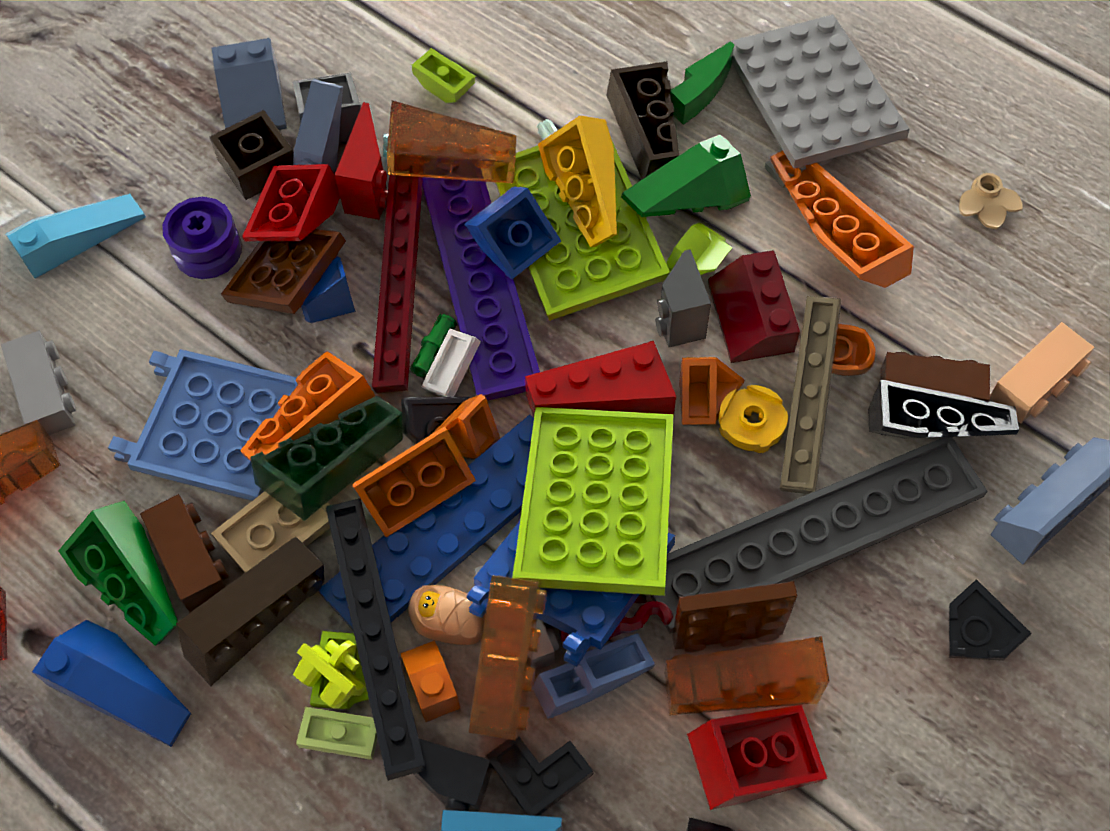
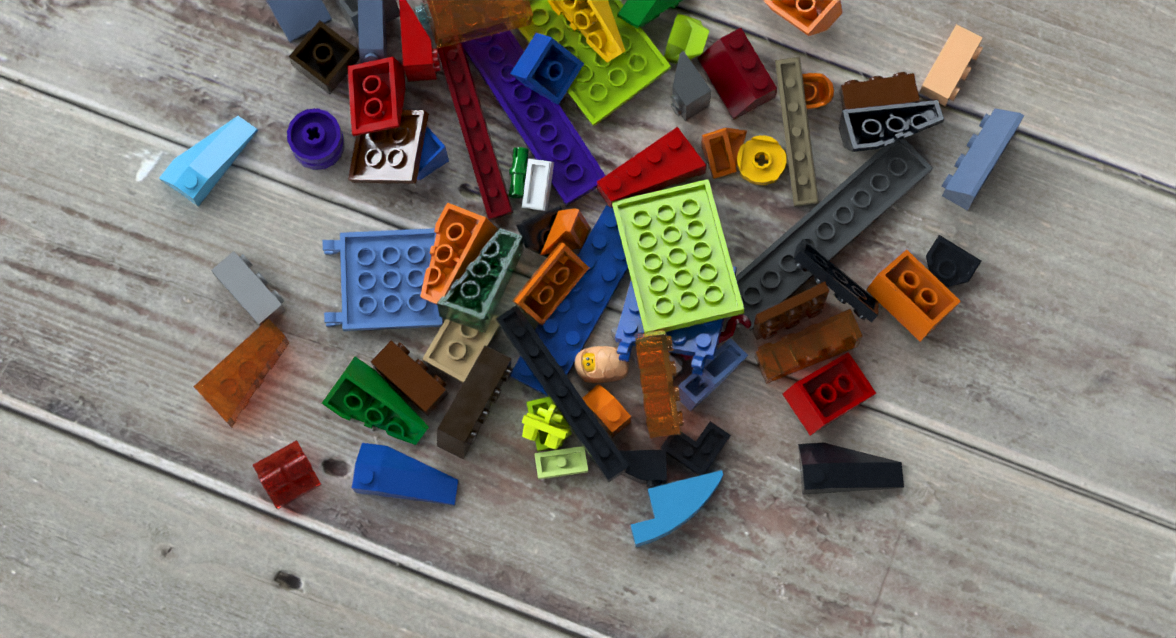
camera: 15 degrees left, 15 degrees up
(820, 610) = (845, 288): none -> black plate
(918, 653) = (913, 295): none -> orange slope

